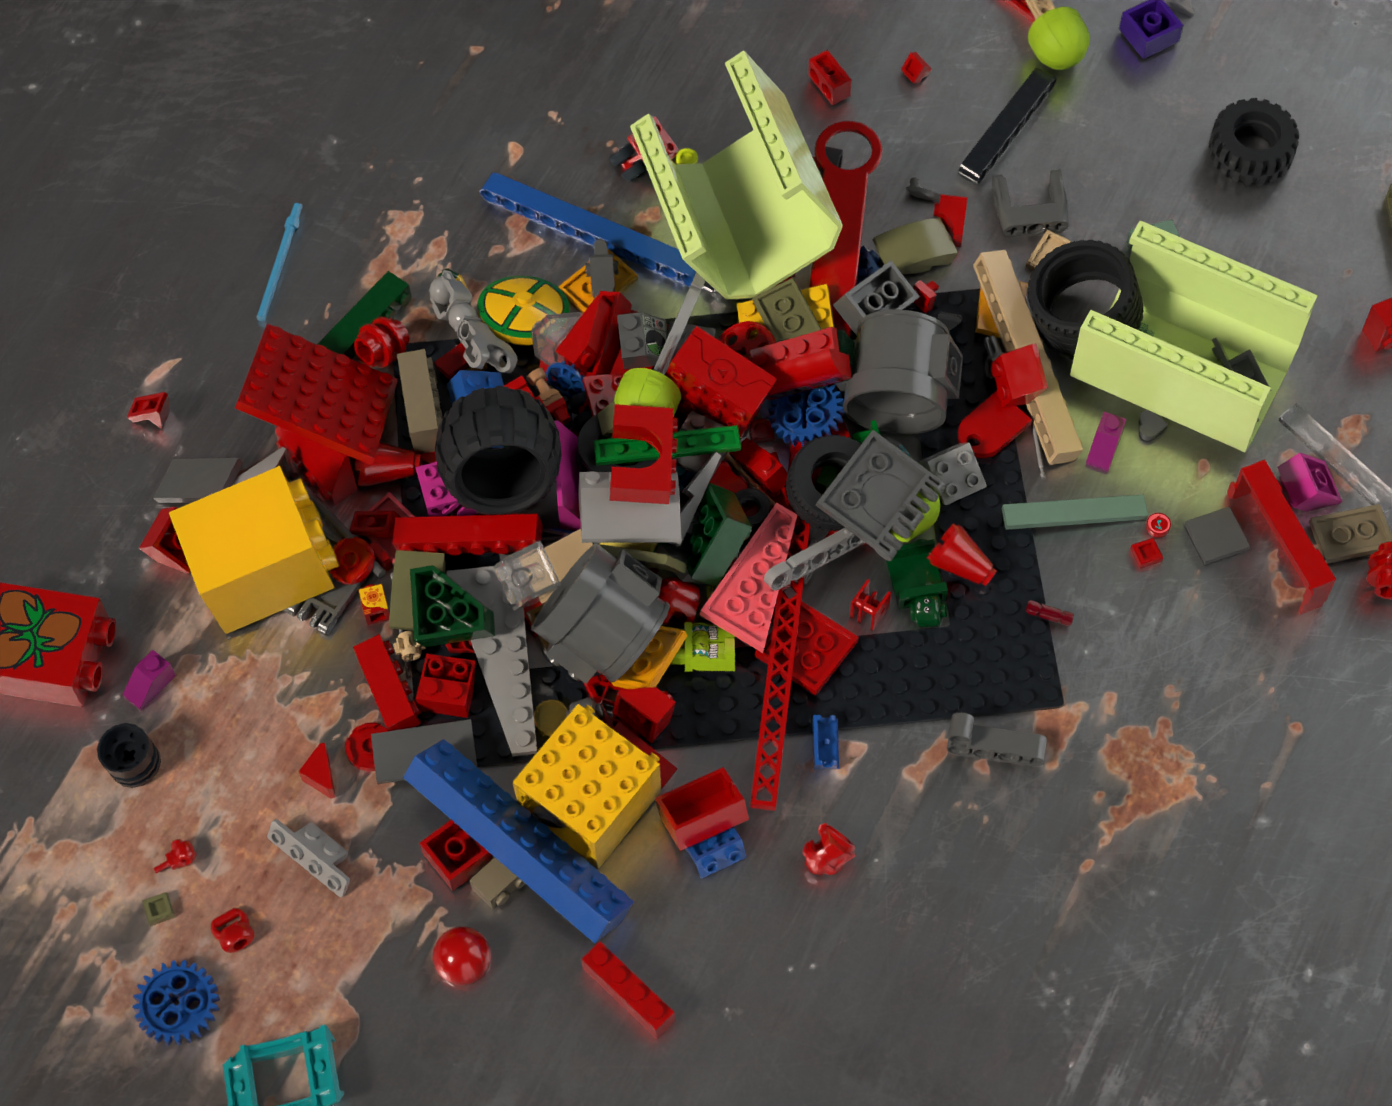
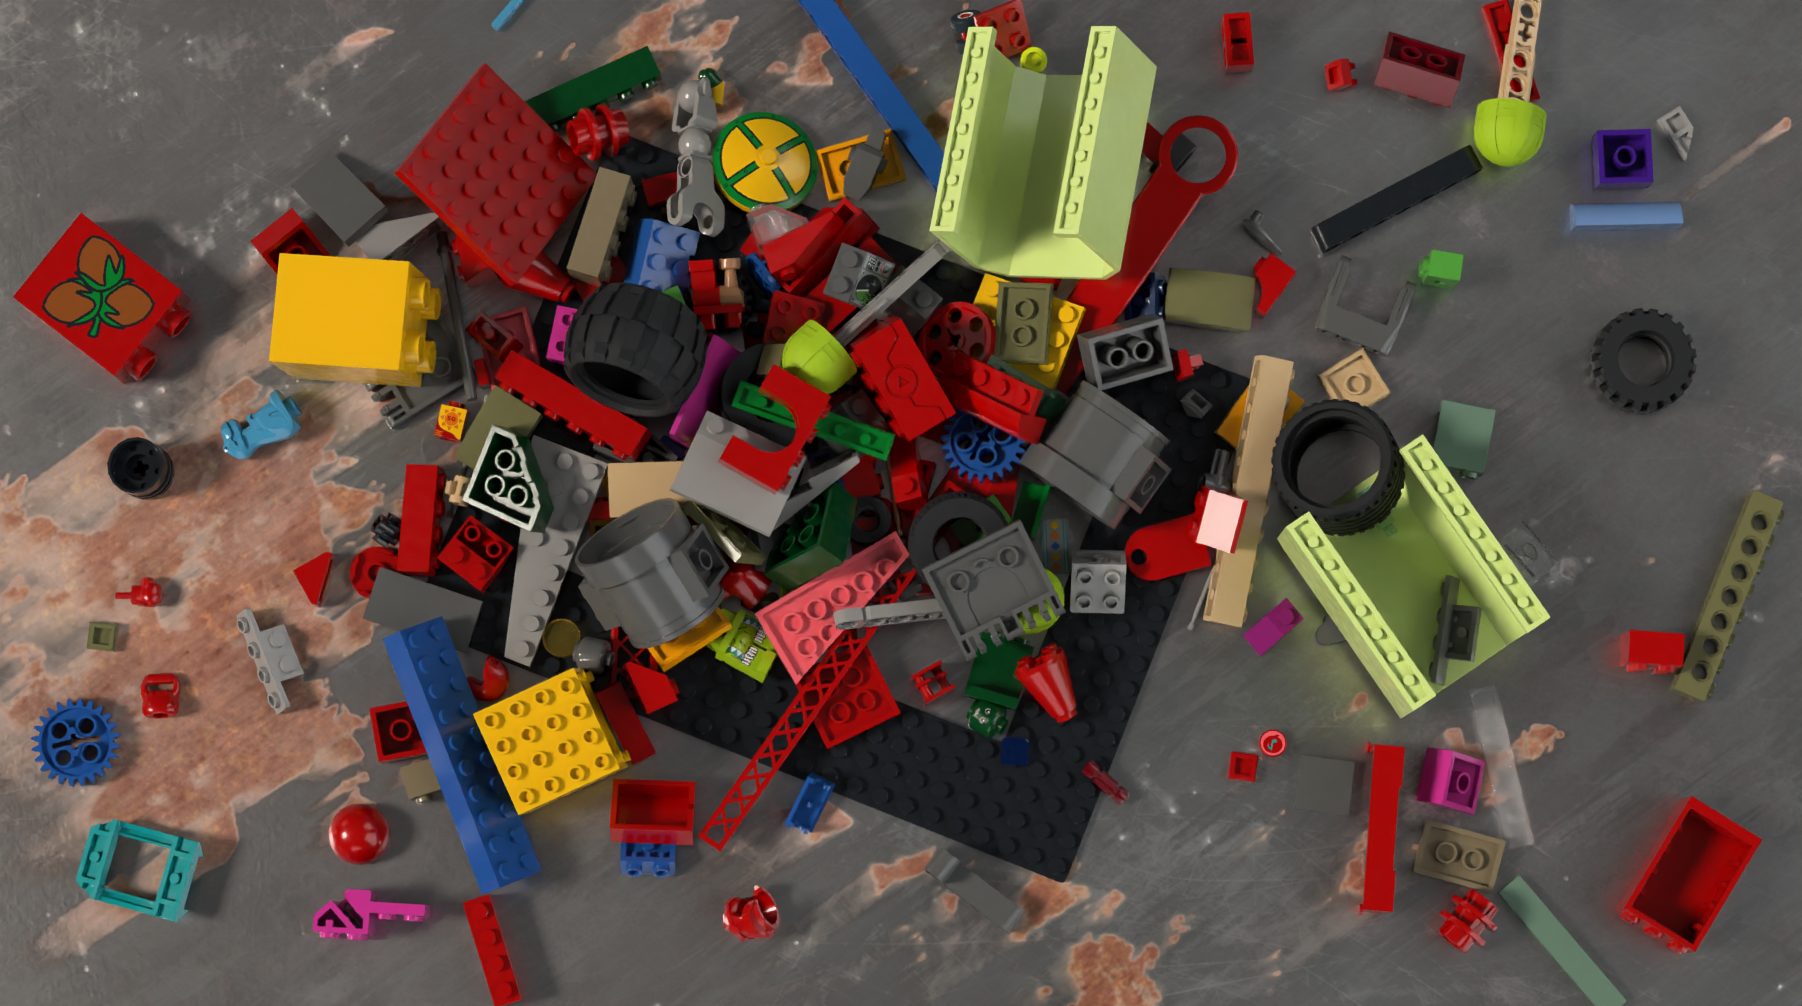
camera: 25 degrees right, 20 degrees up
(148, 679) = (196, 392): magenta slope -> none
(150, 407) = (331, 82): red slope -> none
(223, 673) = (269, 425): none -> dark azure animal
(355, 560) = (452, 369): red tile -> none
(362, 706) = (386, 529): none -> black gear
(494, 1018) = (335, 920): none -> dark pink piece
(508, 770) = (495, 681): none -> red helmet
(527, 576) = (602, 490): clear slope -> none
(965, 625) = (1015, 751): none -> clear blue piece
(971, 40) = (1419, 69): none -> dark red slope
(1071, 148) = (1441, 269): none -> bright green brick
(1074, 511) = (1196, 686): sand green tile -> none
(1177, 64) = (1626, 216): none -> medium blue brick

